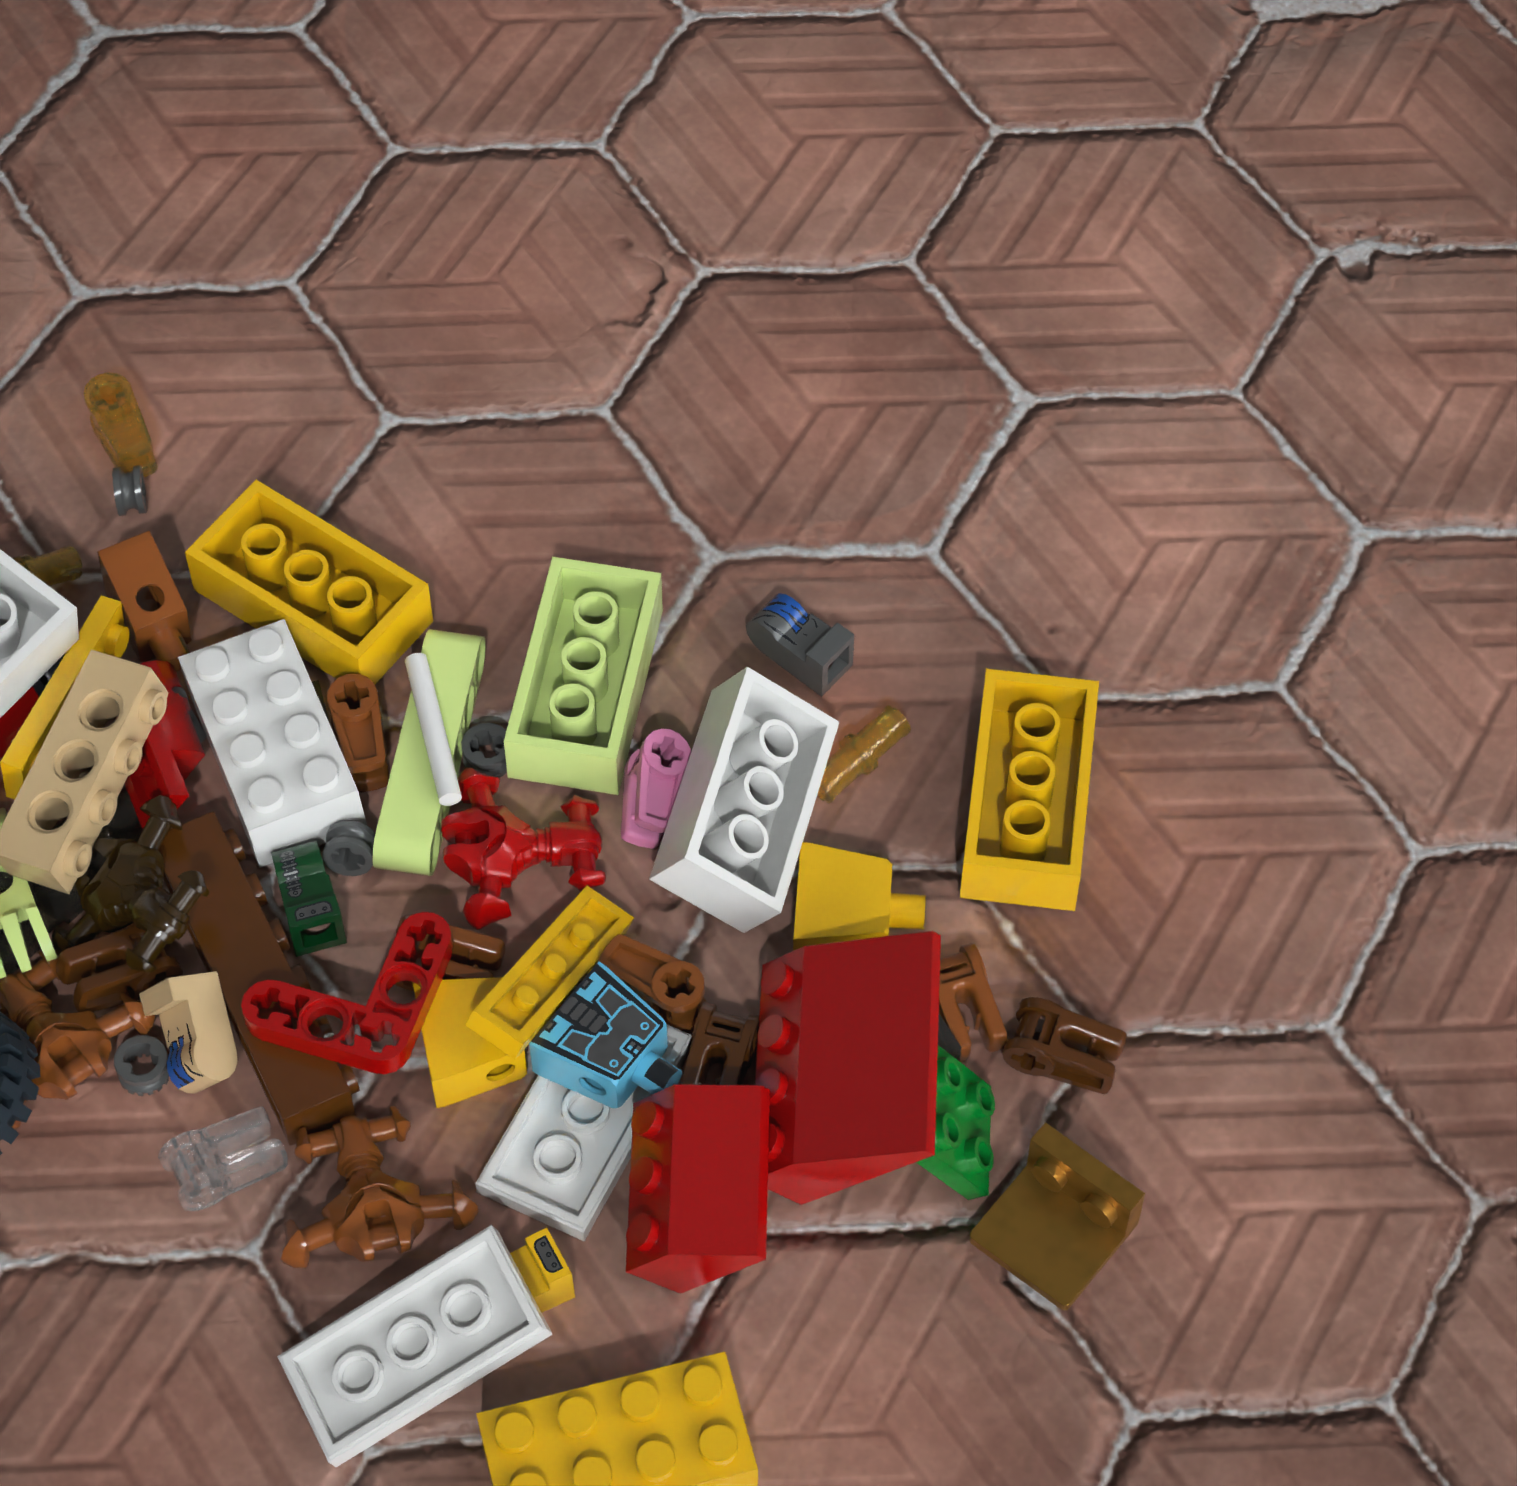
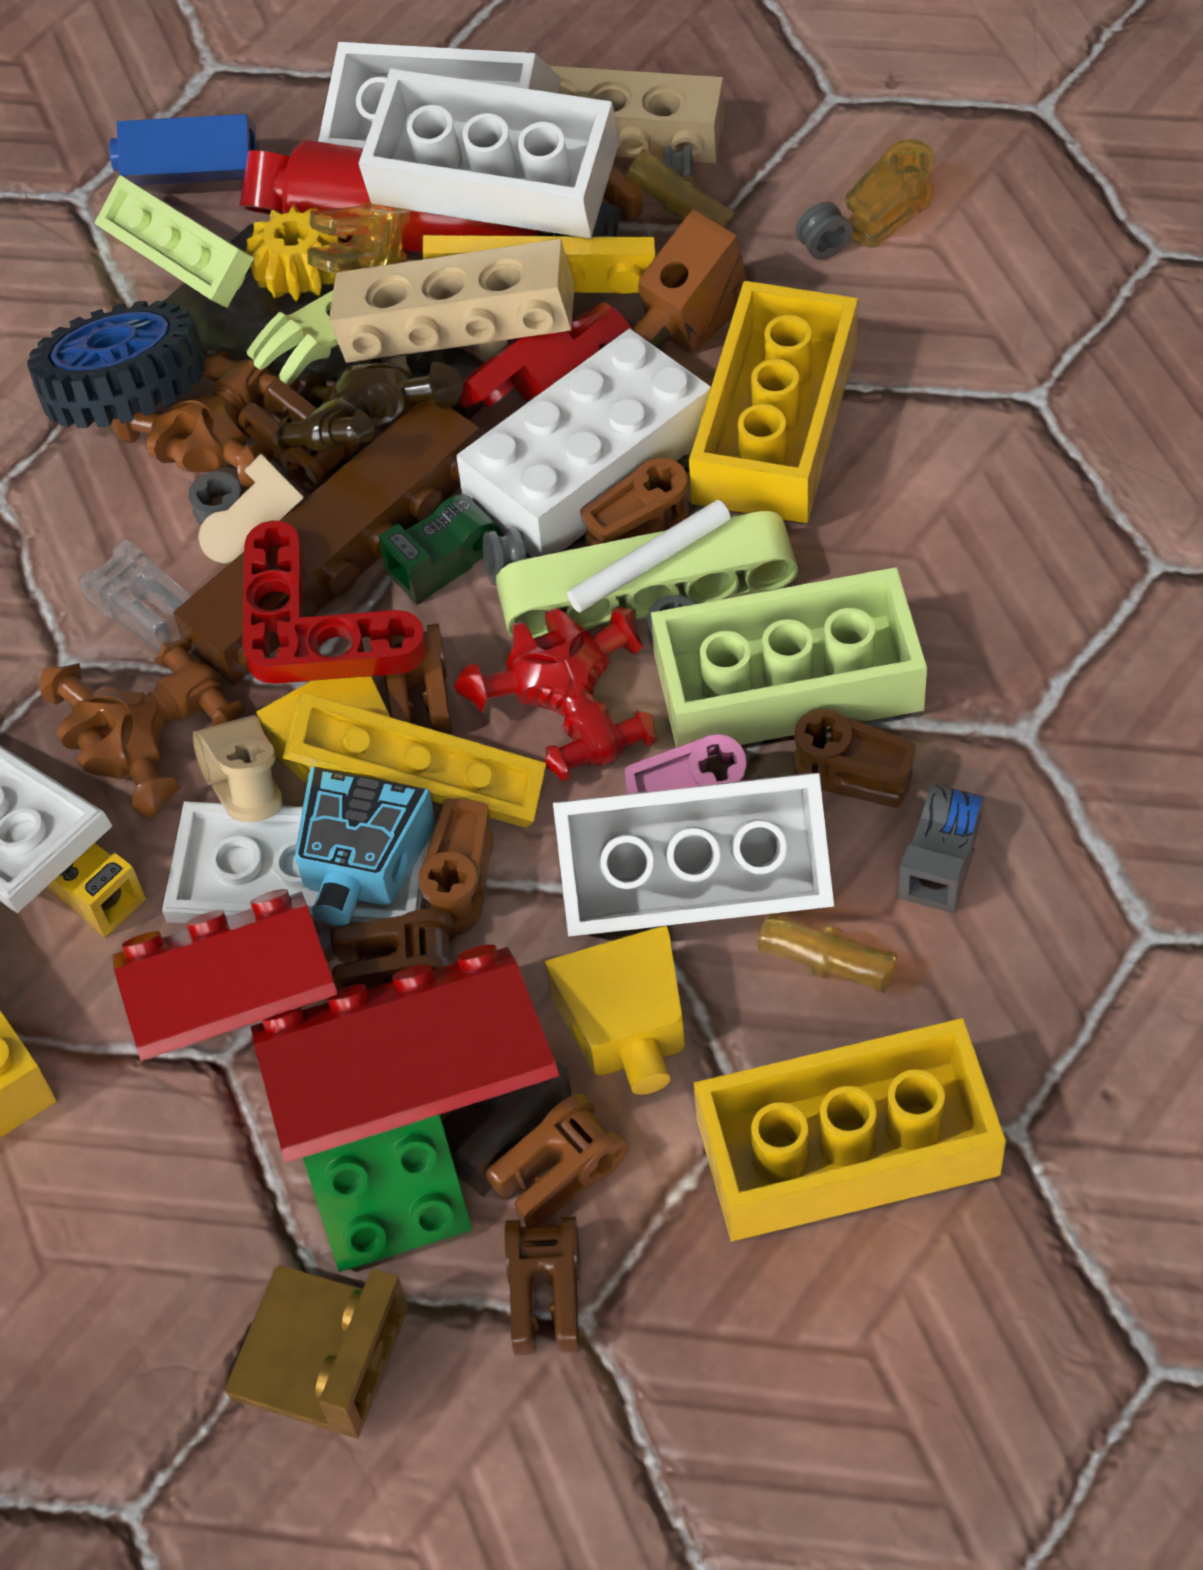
camera: 75 degrees right, 0 degrees up
(465, 1118) = (238, 767): none -> tan piece
(691, 669) = (855, 759): none -> reddish brown piece

